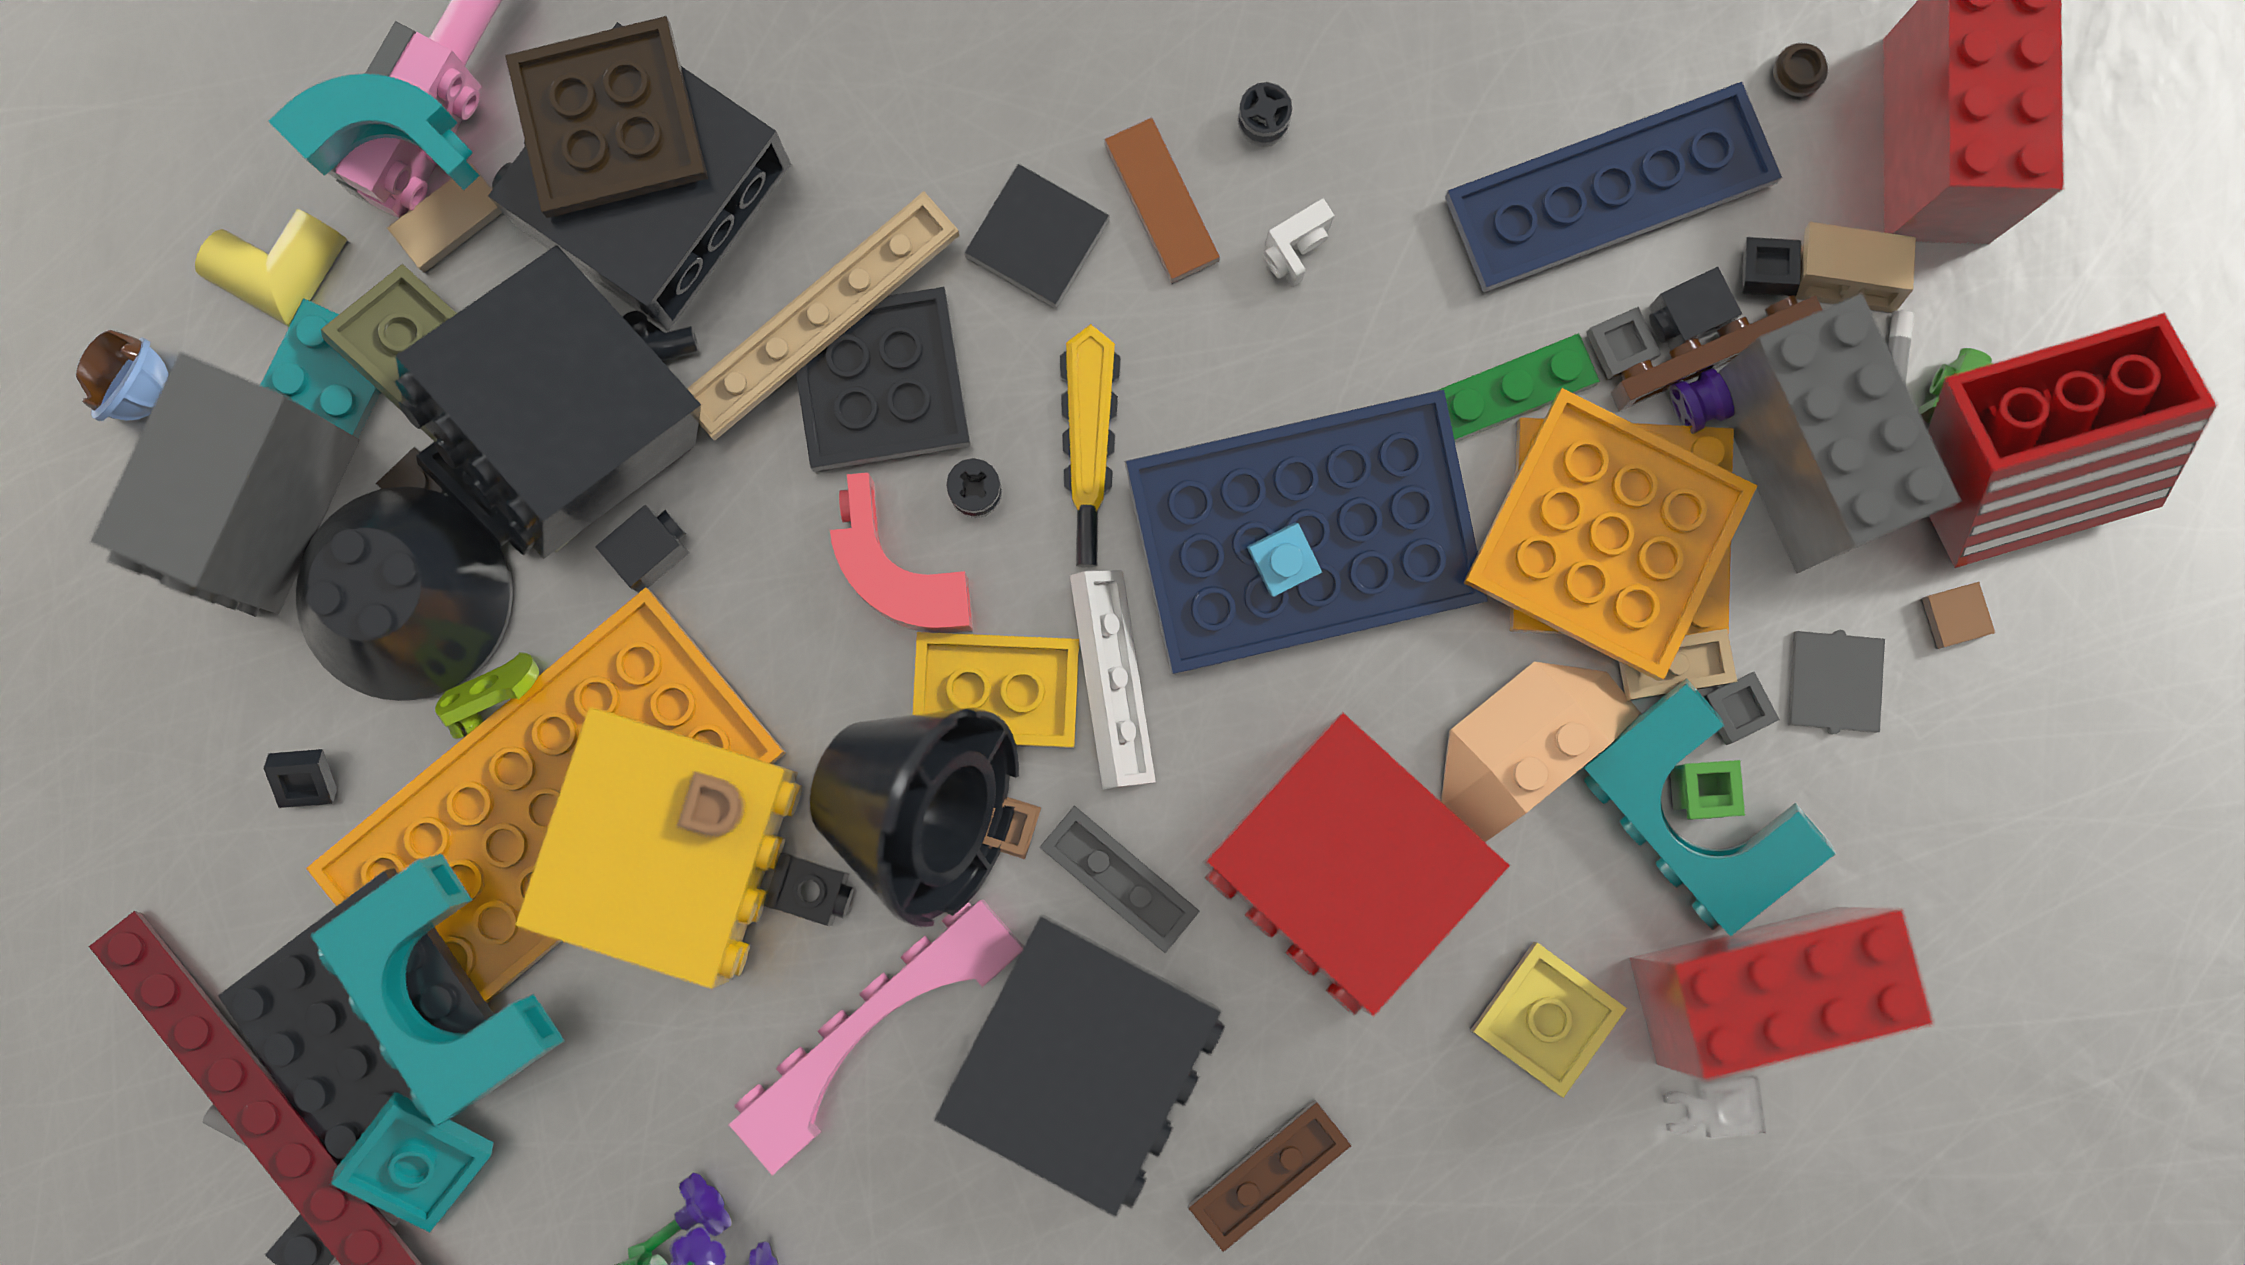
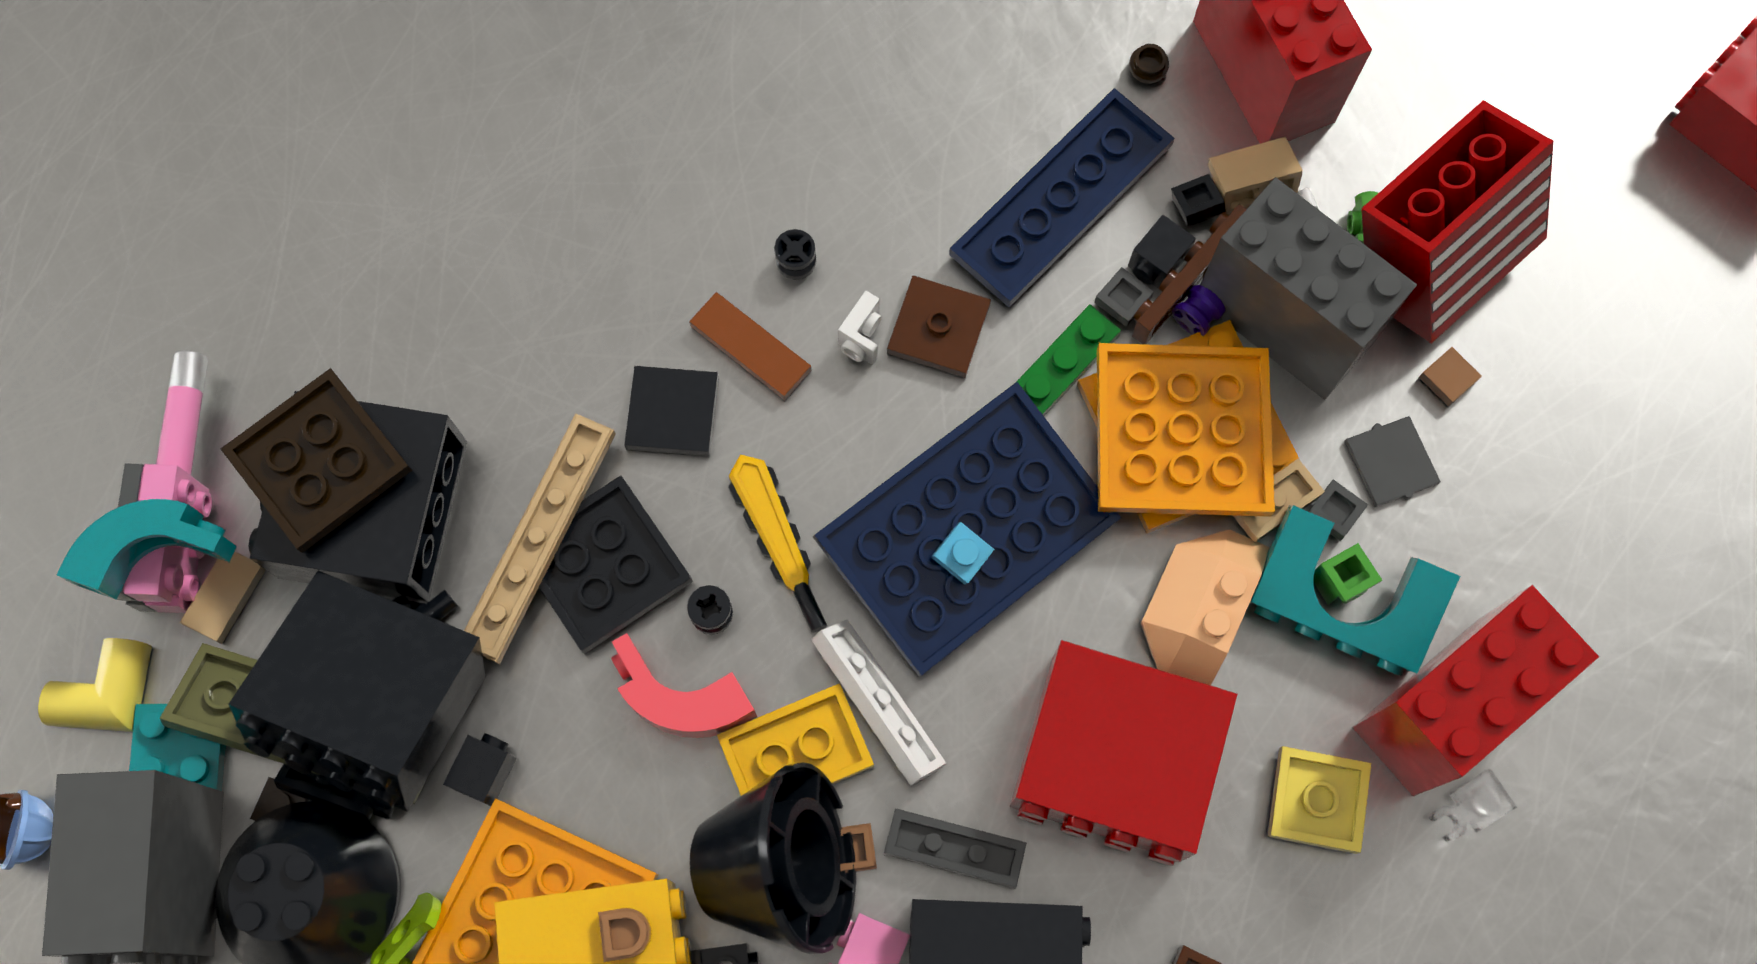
camera: 25 degrees left, 10 degrees down
(1390, 277) = (938, 326): none -> reddish brown plate

